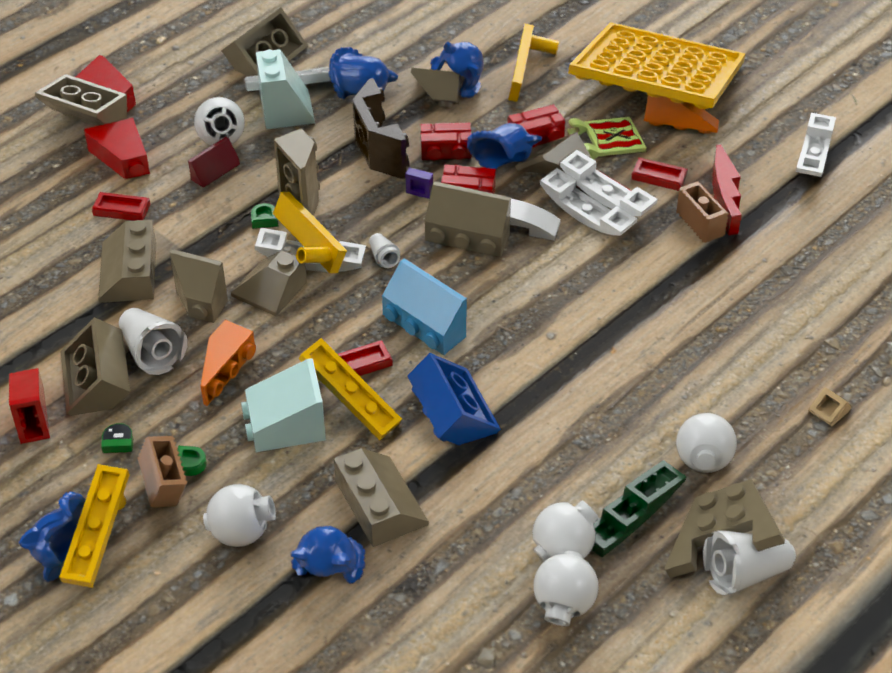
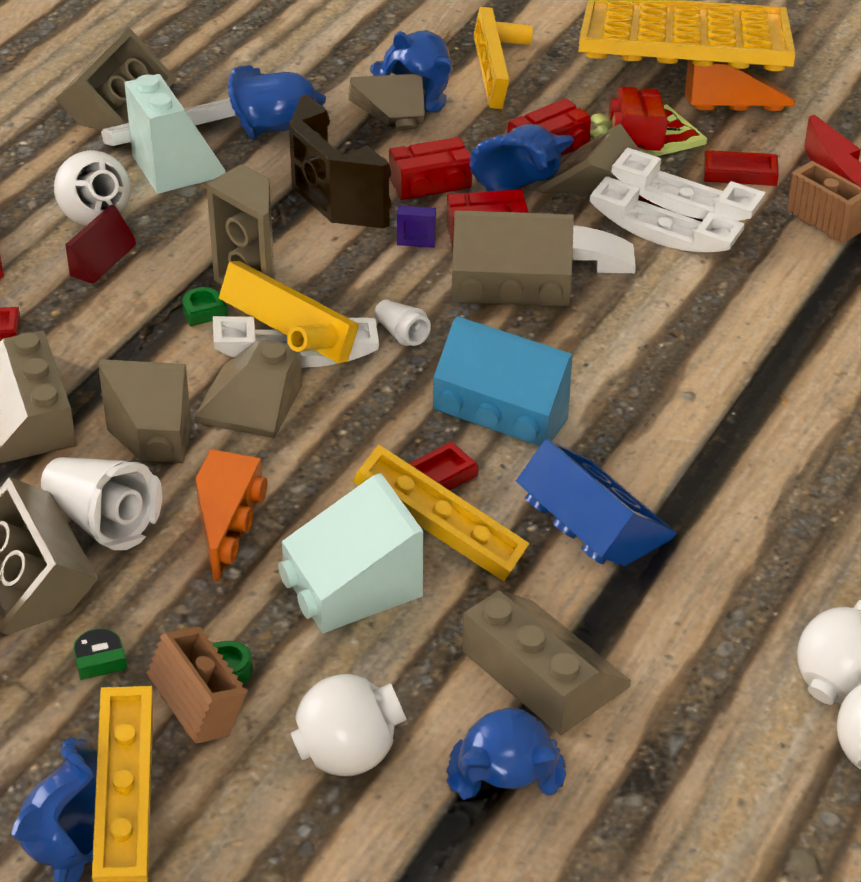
camera: 15 degrees left, 5 degrees down
(597, 127) = (641, 116): none -> red brick

